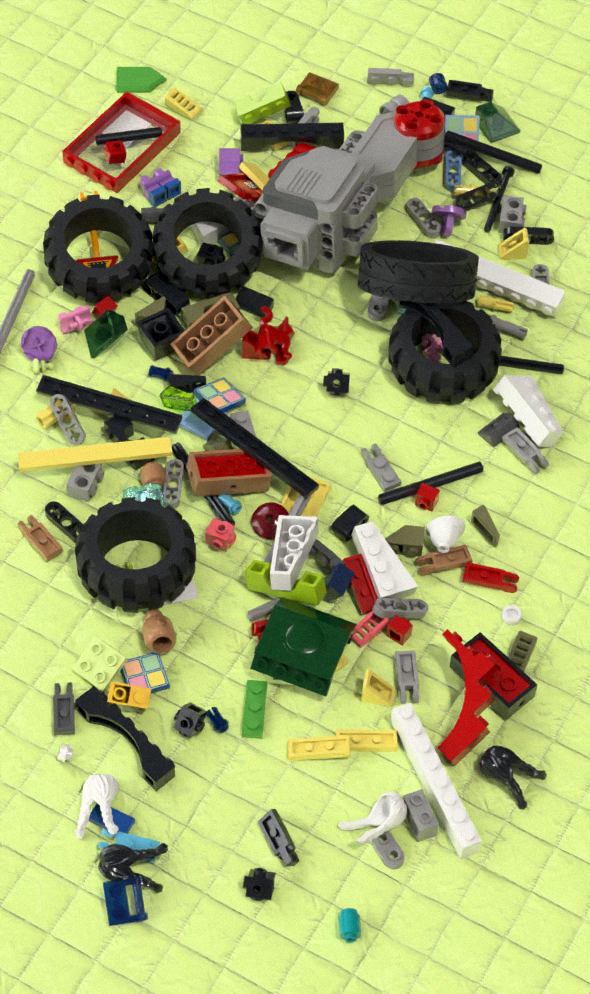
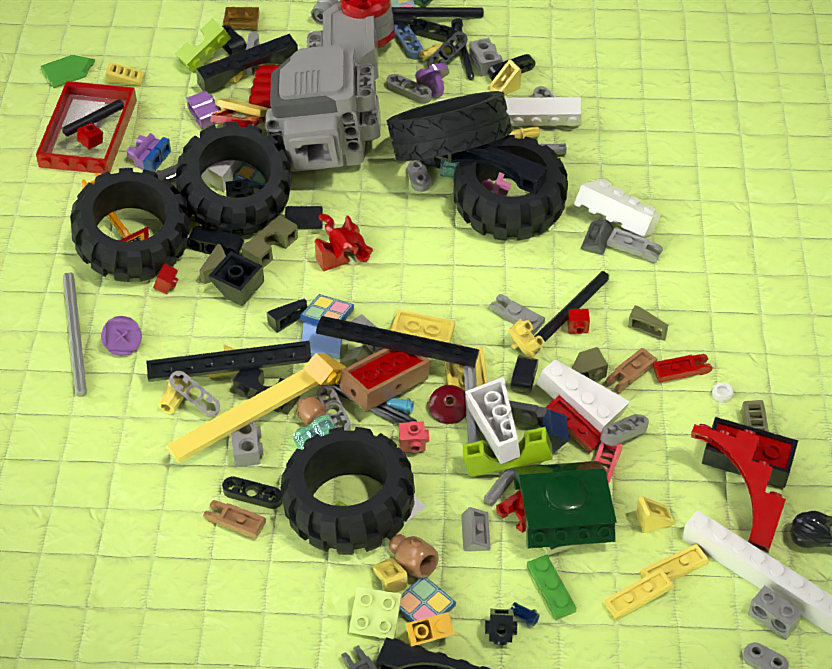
camera: 25 degrees left, 5 degrees down
(40, 366) = (132, 357): yellowish green hair -> none
(75, 320) = (142, 300): bright pink hips -> none
(104, 331) = (178, 300): clear green slope -> none
(130, 640) = (391, 575): none -> light yellow slope
(159, 372) = (256, 315): clear blue pin -> none
(177, 399) = (286, 331): clear neon green slope -> none
(178, 445) = (324, 369): none -> yellow slope
(211, 335) = (289, 258): medium nougat brick -> none
(224, 635) = (475, 530): none -> light grey slope
(290, 445) = (423, 326): none -> light yellow tile
(342, 377) = (429, 254): black brick -> none
(368, 492) = (524, 338): none -> light yellow hips
(386, 814) = (744, 623): white hair -> none
(399, 630) = (636, 450): red plate -> none
(407, 674) = (671, 488): light grey hinge -> none
(445, 532) = (619, 343): white hat -> none
(530, 364) = (584, 173): black axle -> none

